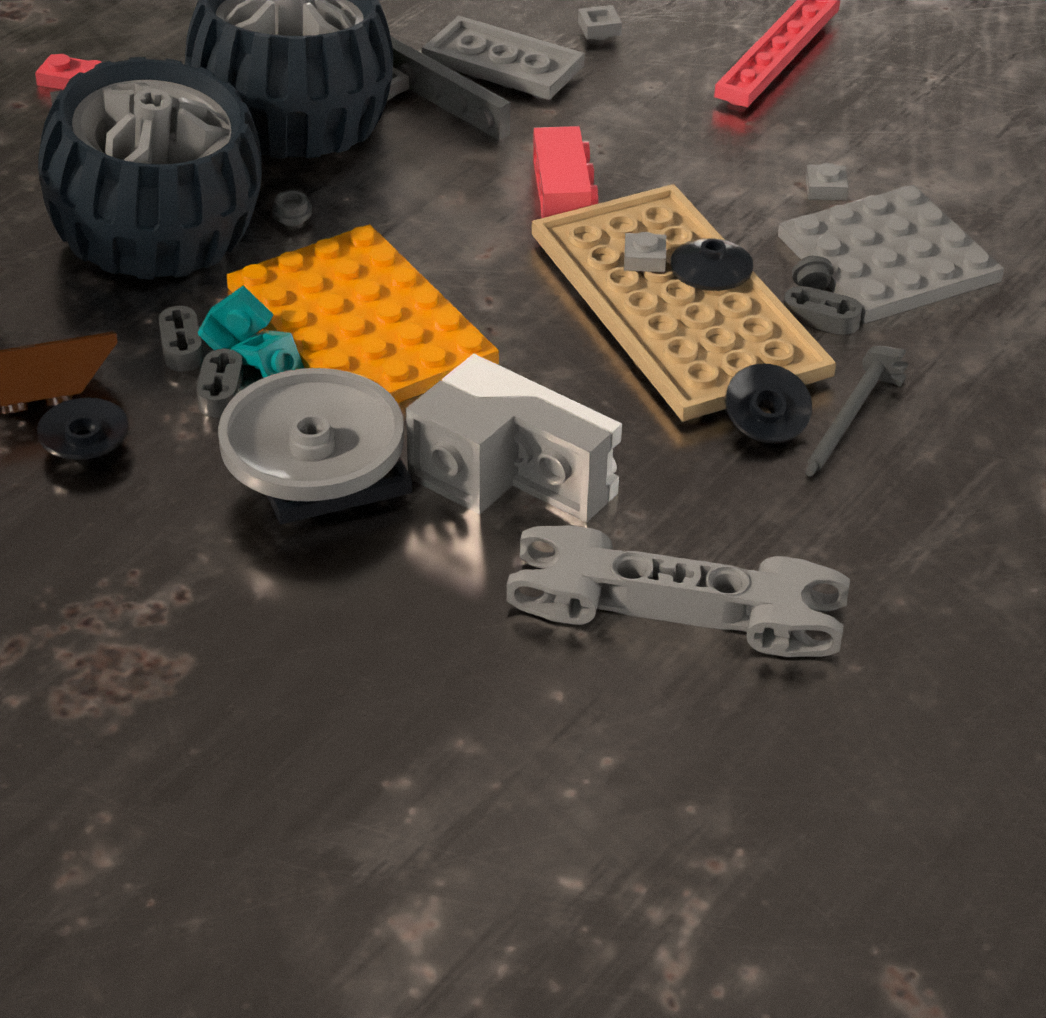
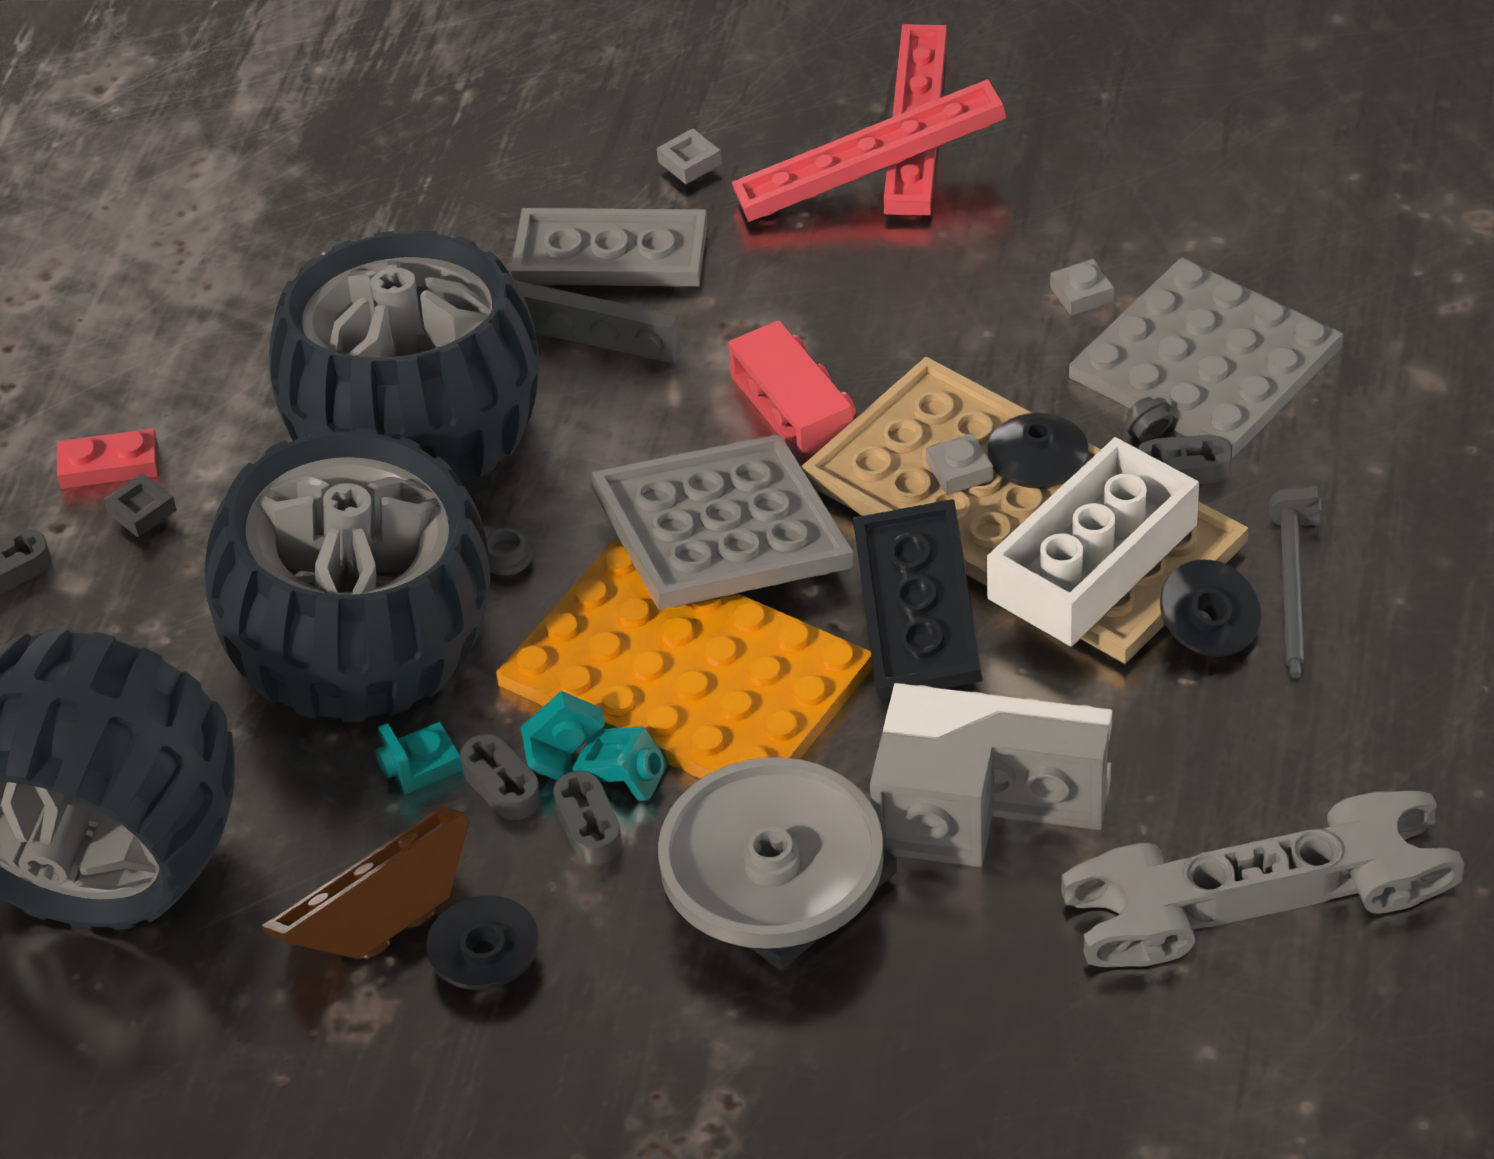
camera: 20 degrees left, 5 degrees up
(132, 309) = (417, 757): none -> teal bracket
(447, 233) = (721, 521): none -> light grey plate
(554, 320) = (917, 598): none -> black plate
(699, 322) = (1092, 541): none -> white brick
(733, 48) = (869, 150): none -> coral plate

